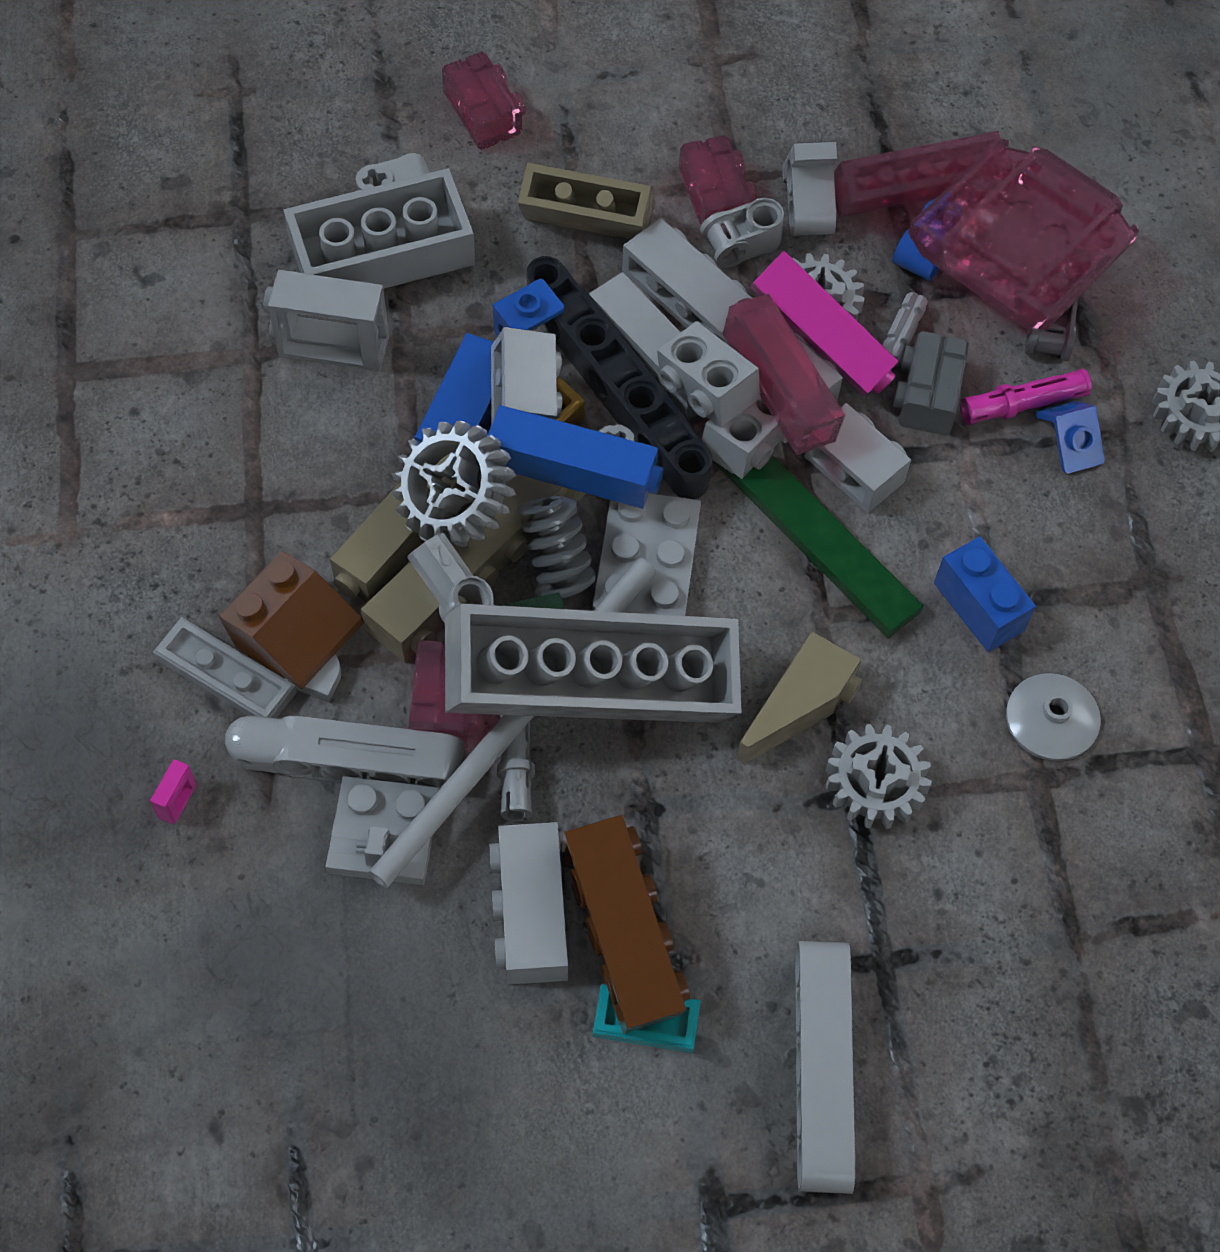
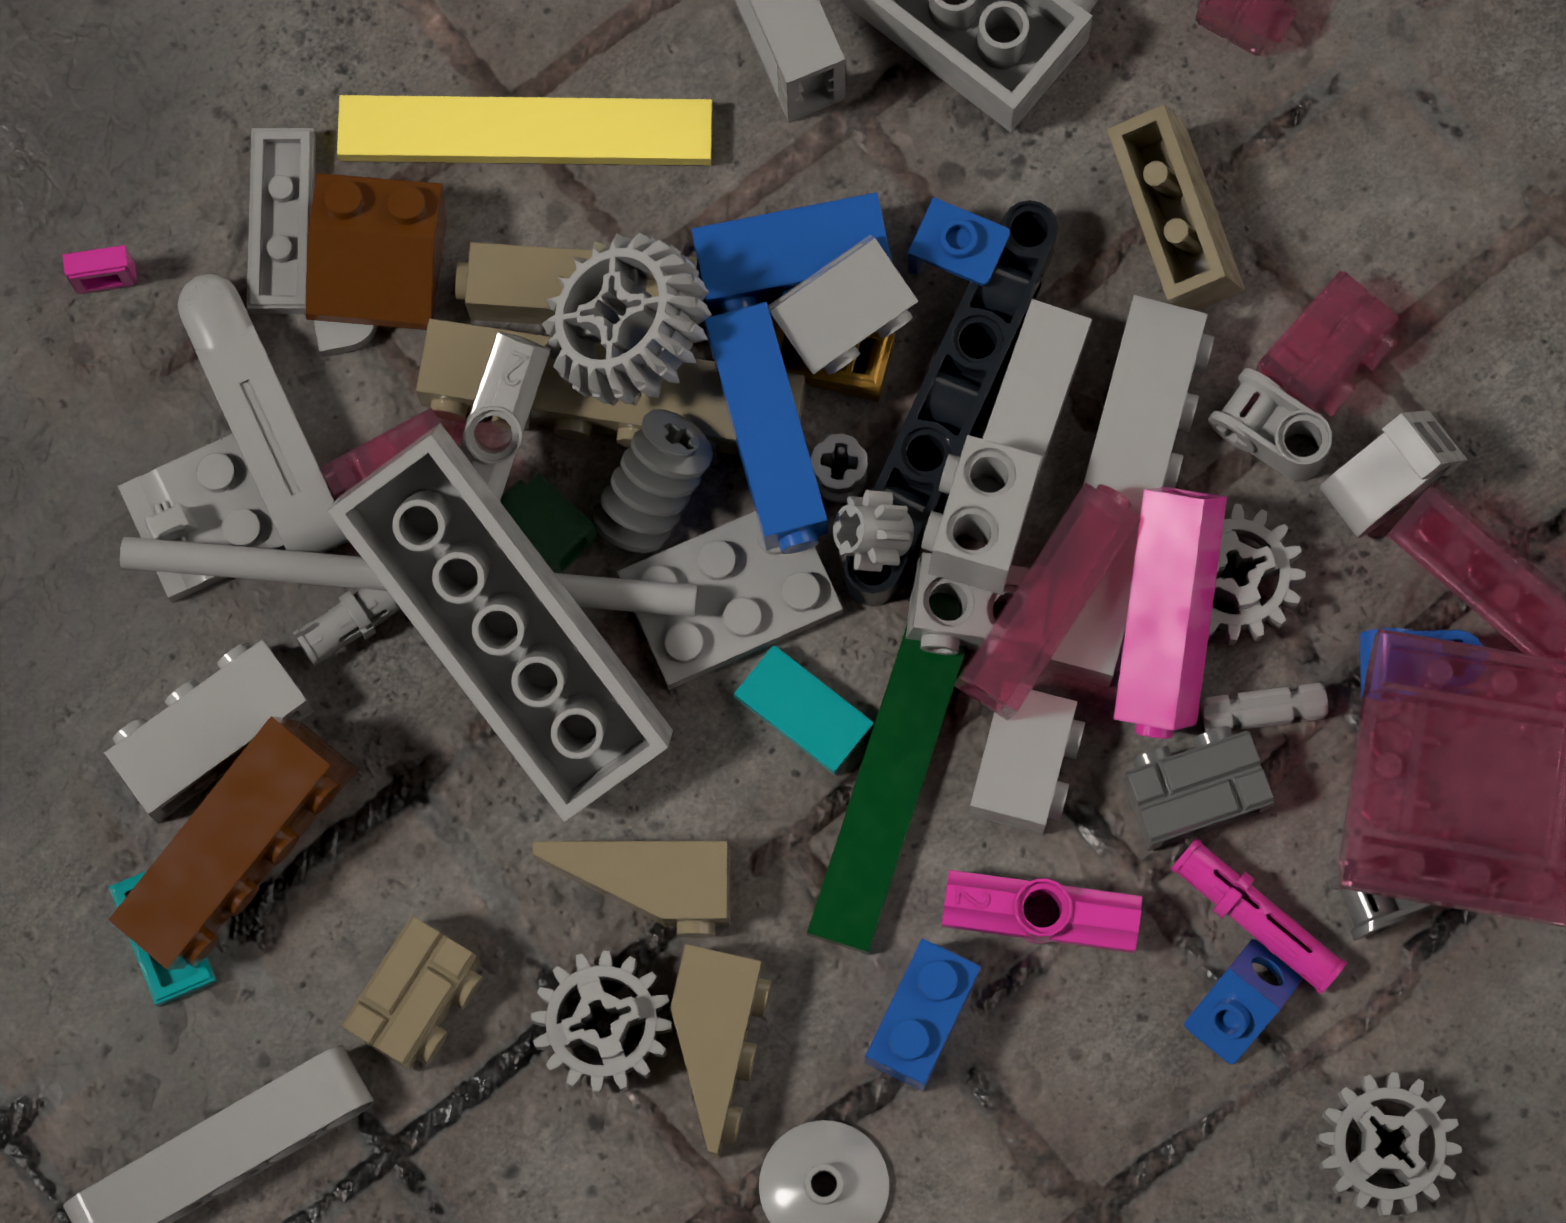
camera: 65 degrees right, 15 degrees up
(274, 507) = (525, 130): none -> light yellow tile
(684, 426) = (873, 530): none -> light grey gear
(747, 558) = (803, 710): none -> teal tile
(791, 878) = (414, 994): none -> dark tan brick
(935, 720) = (712, 1020): none -> dark tan slope
(944, 515) = (1085, 920): none -> dark pink piece

